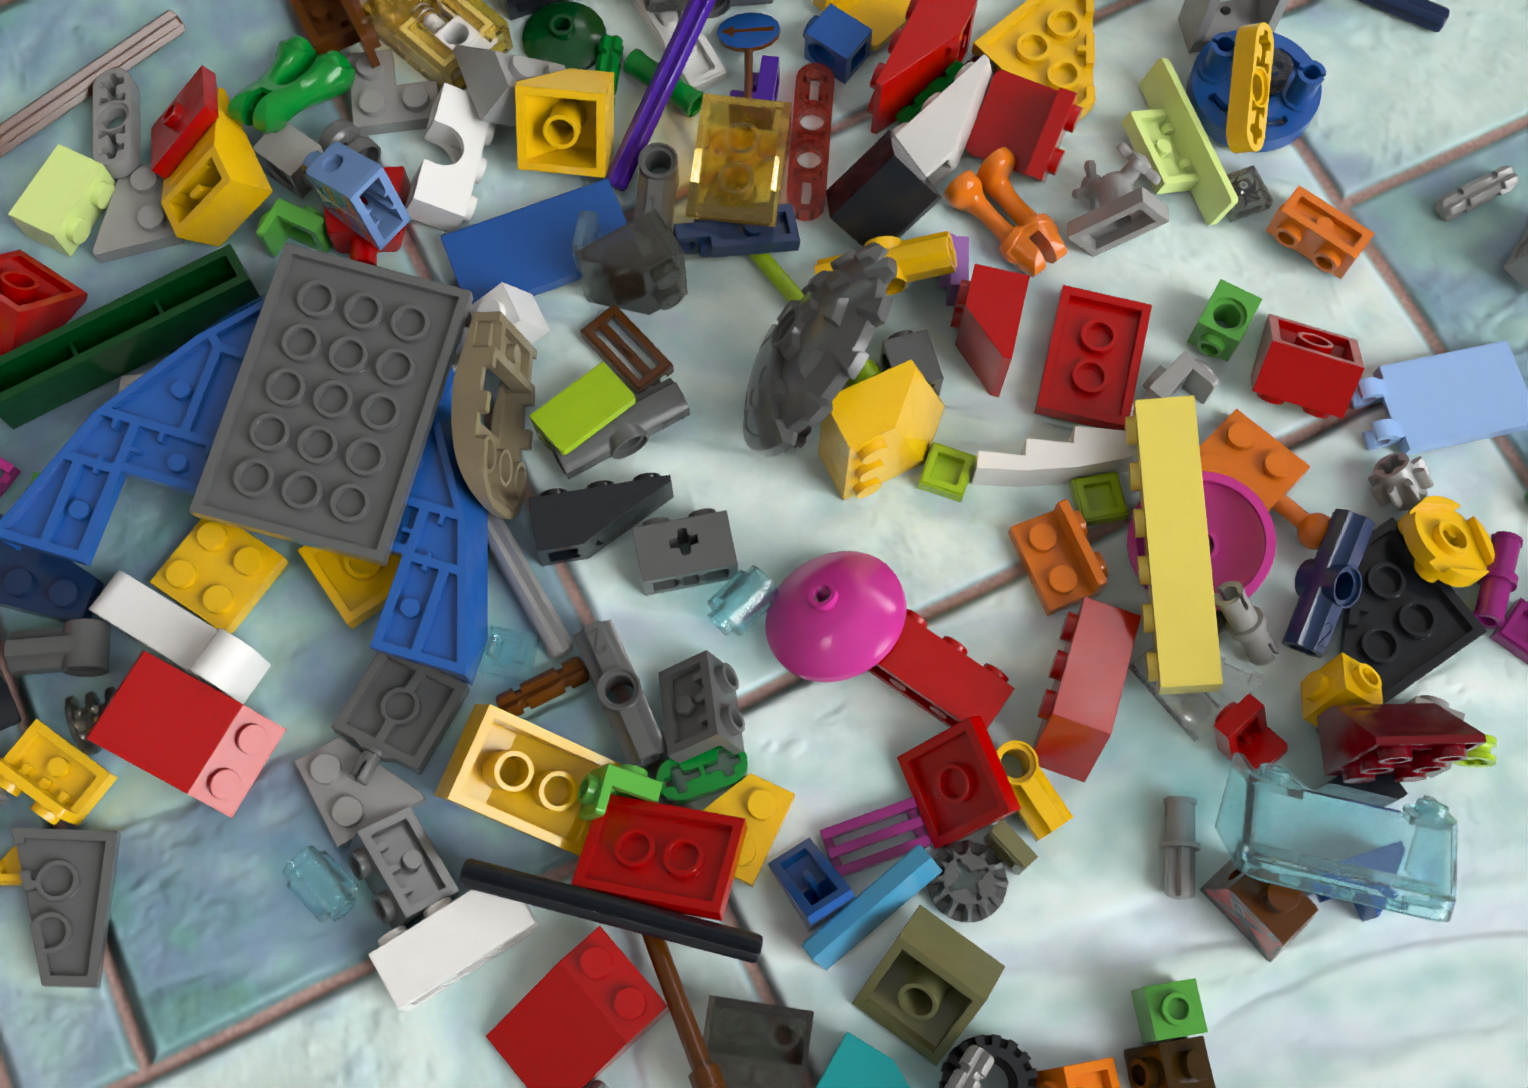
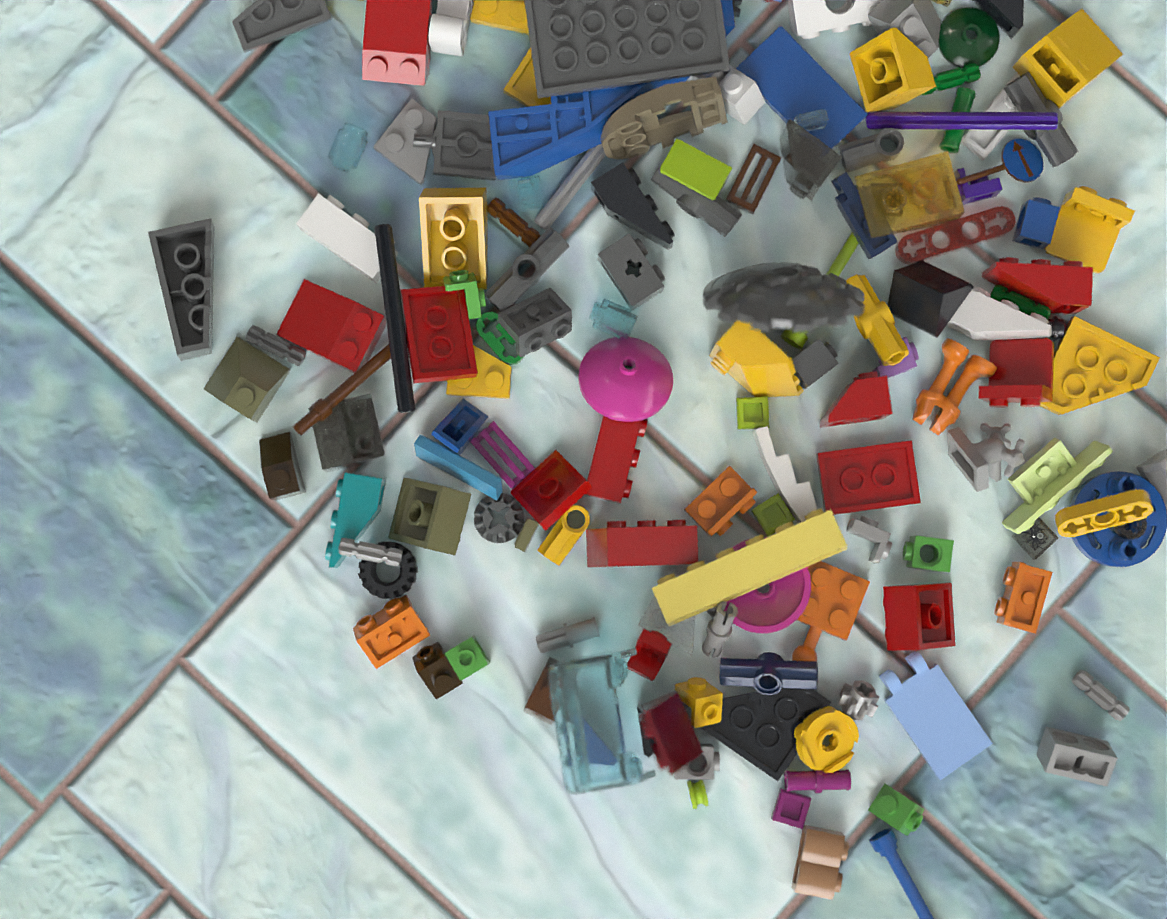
camera: 70 degrees right, 15 degrees up
(400, 868) = (375, 188): dark grey bracket -> none

